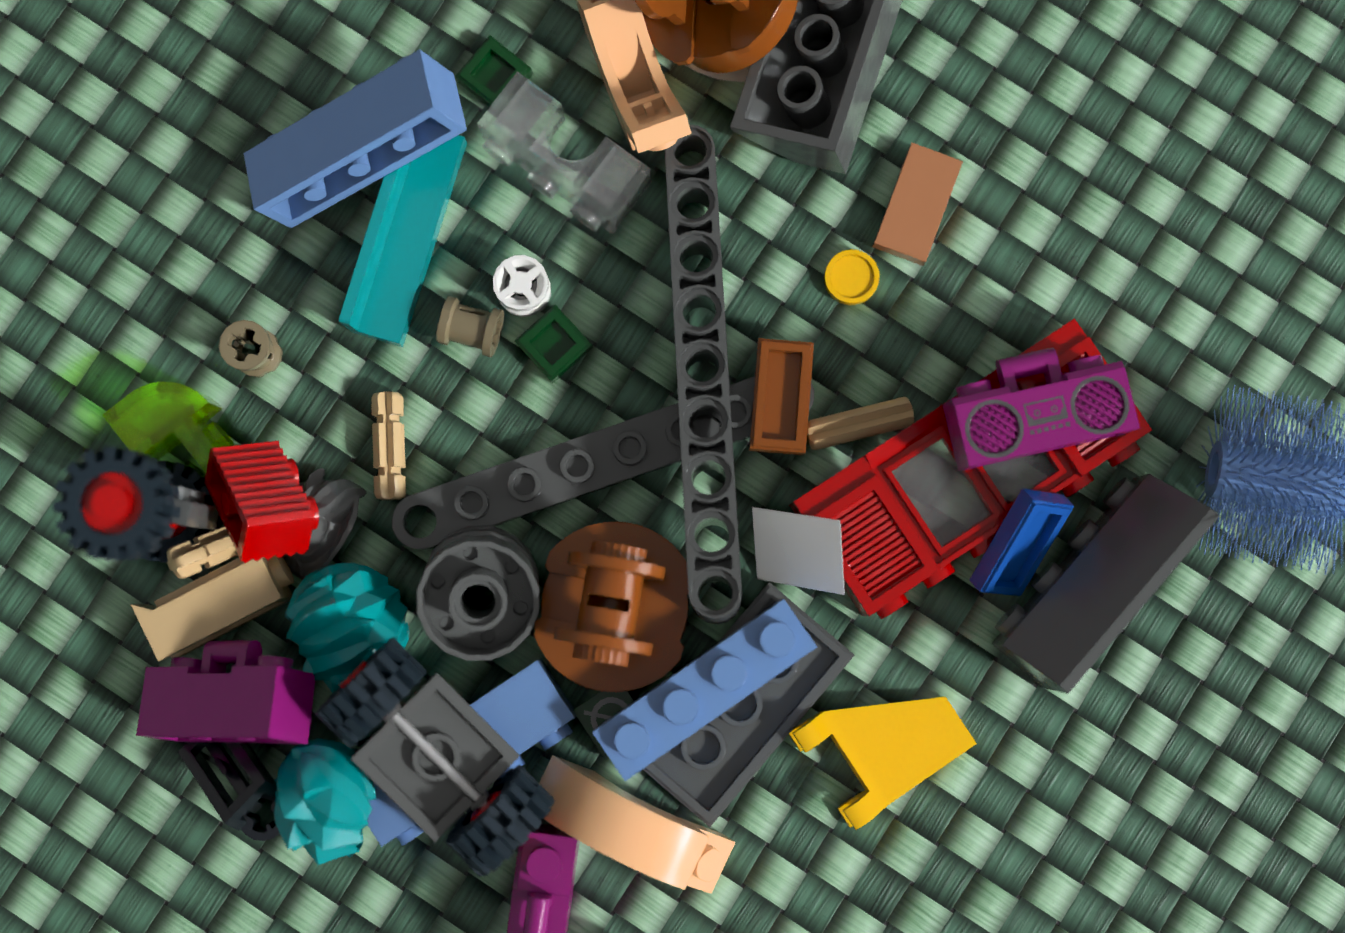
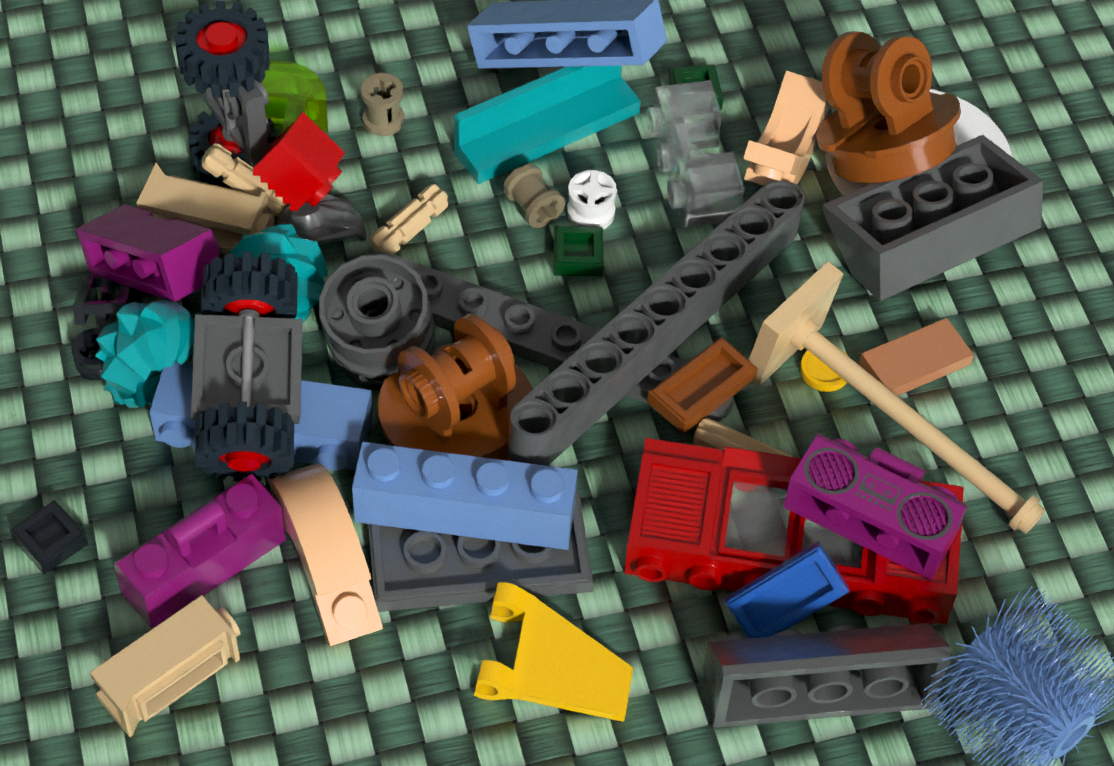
camera: 40 degrees right, 30 degrees down
(798, 550) = (619, 474): white sticker -> none
(818, 280) = (796, 327): none -> tan tile

